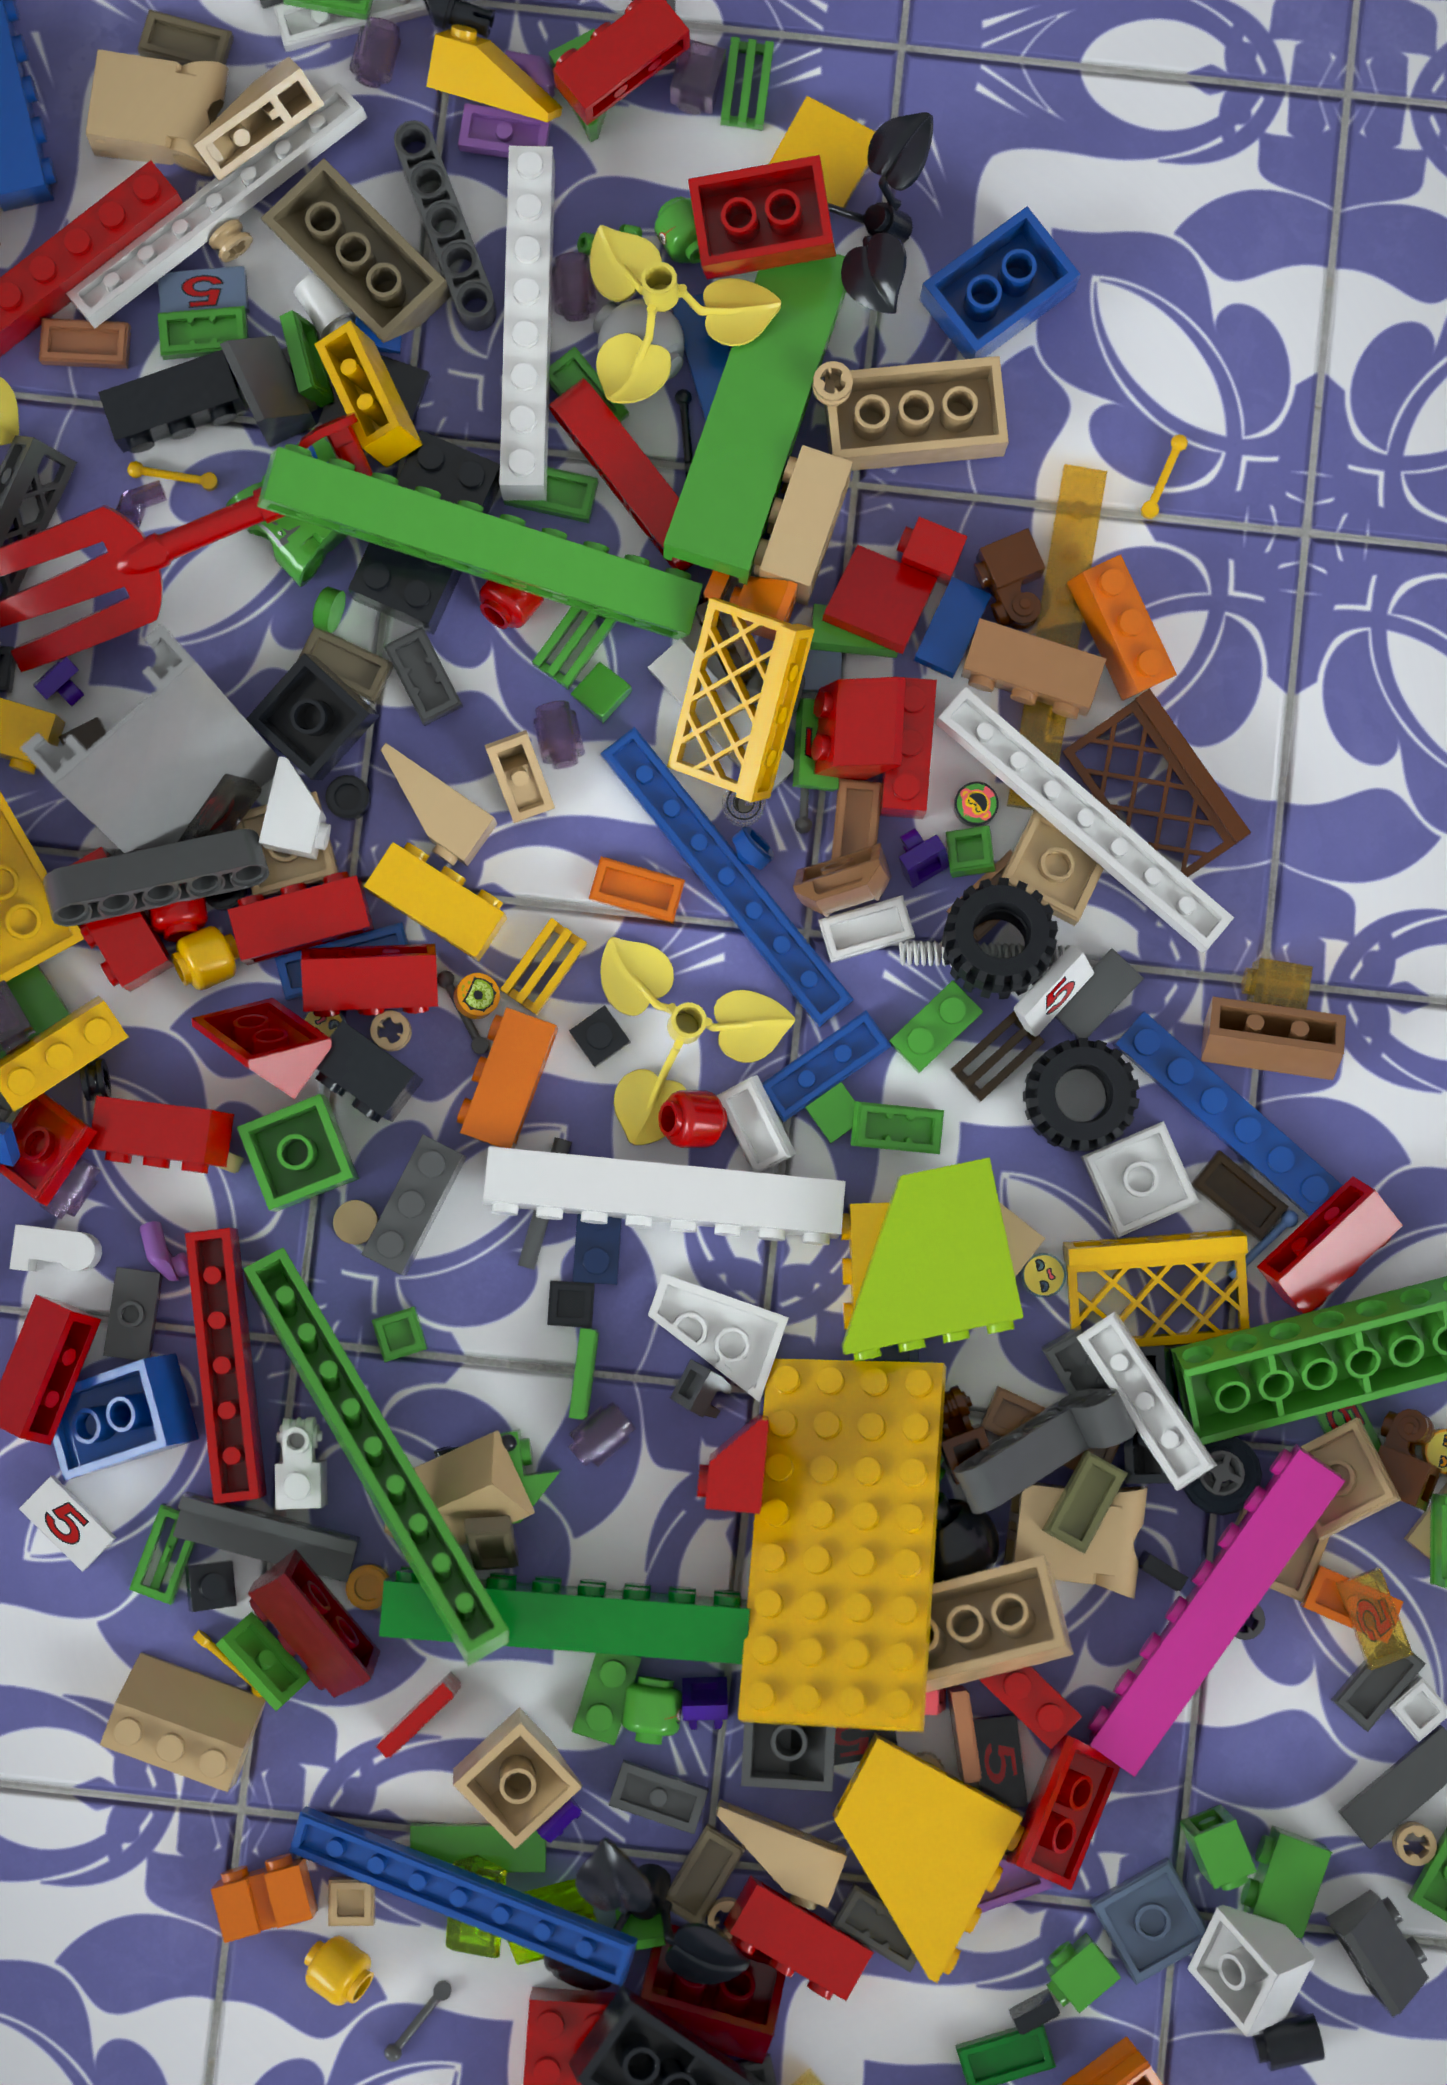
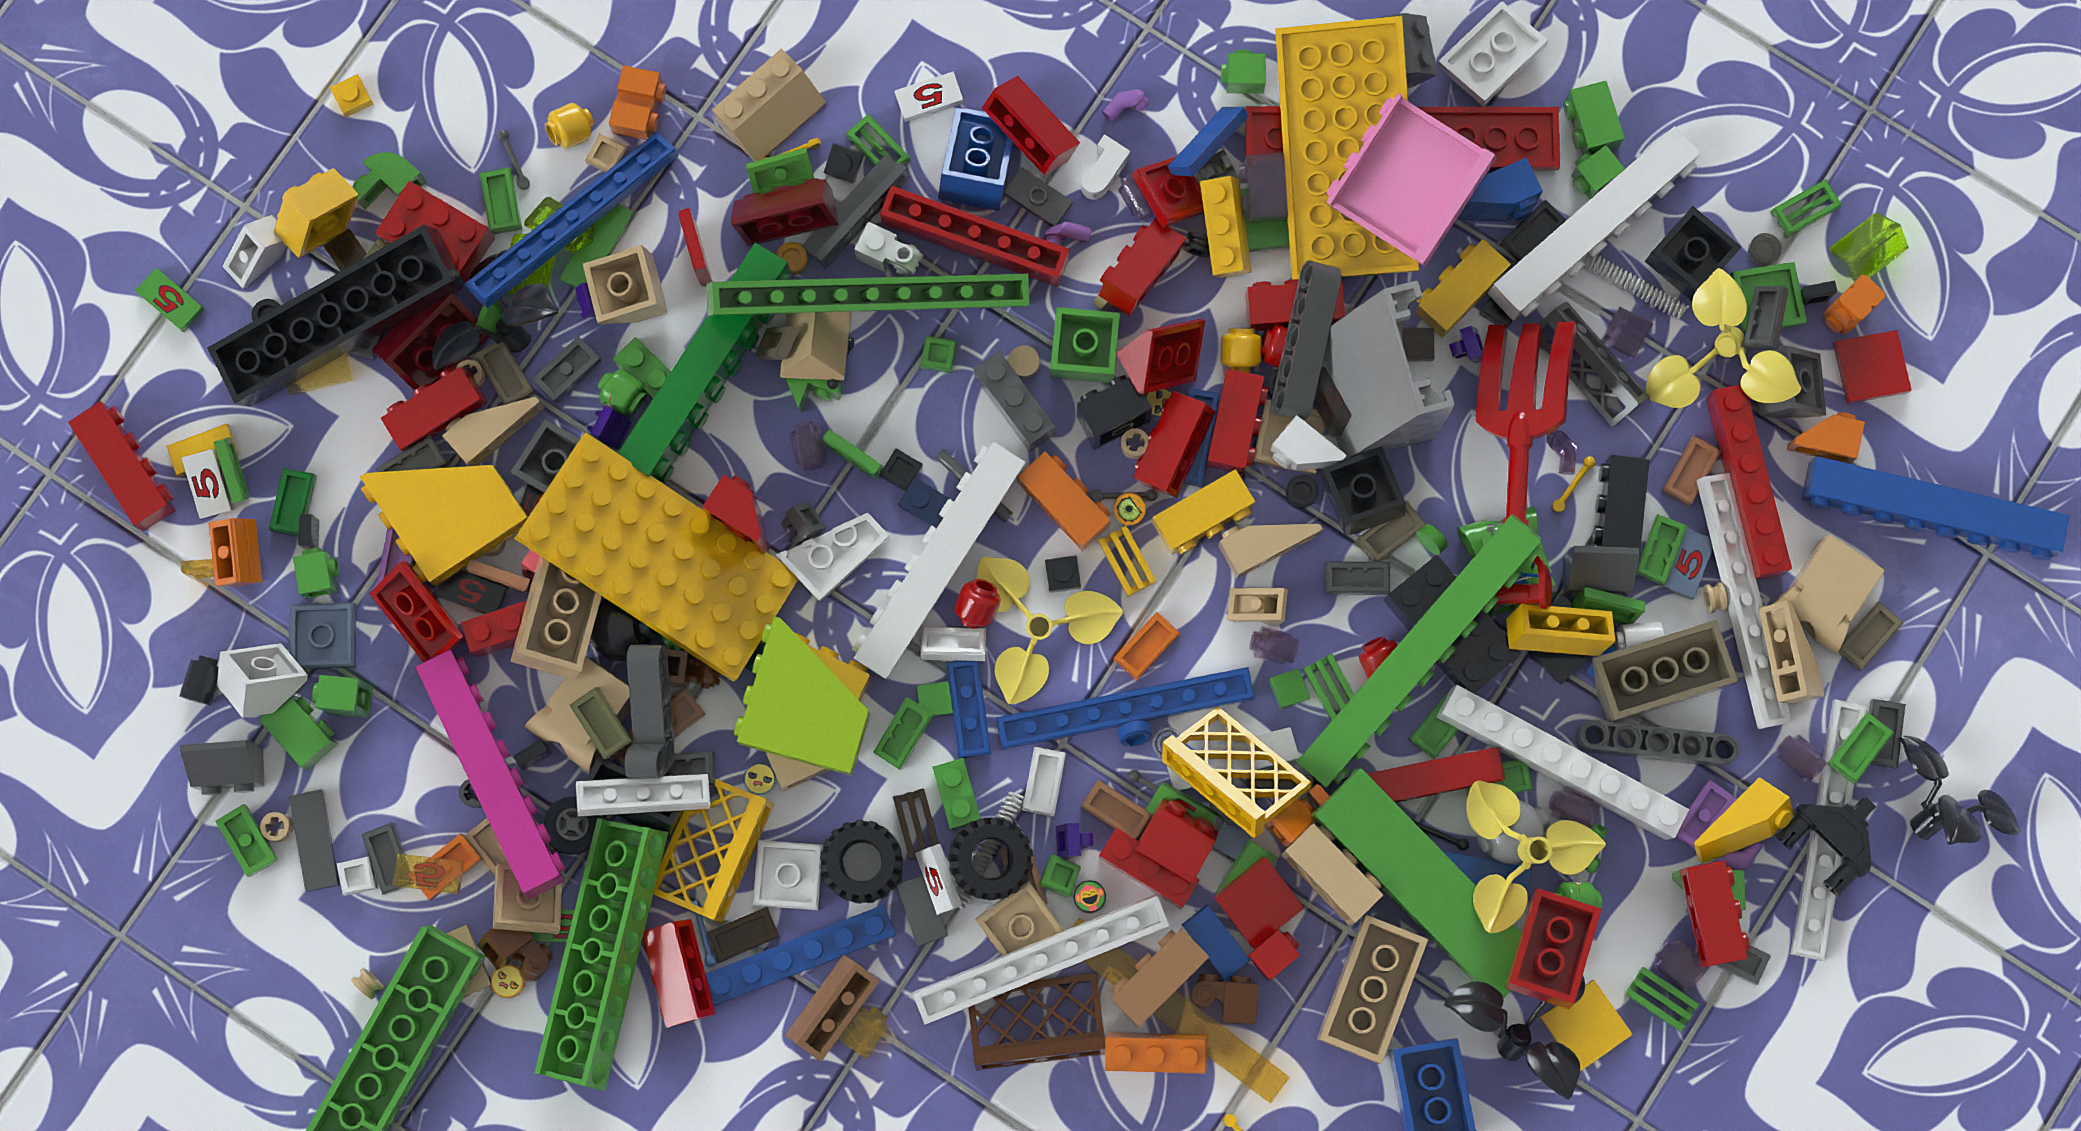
camera: 120 degrees right, 5 degrees down
(481, 2006) = (500, 201): none -> bright green tile
(843, 881) = (1081, 777): medium nougat slope -> none
(846, 383) = (1417, 929): tan bush -> none

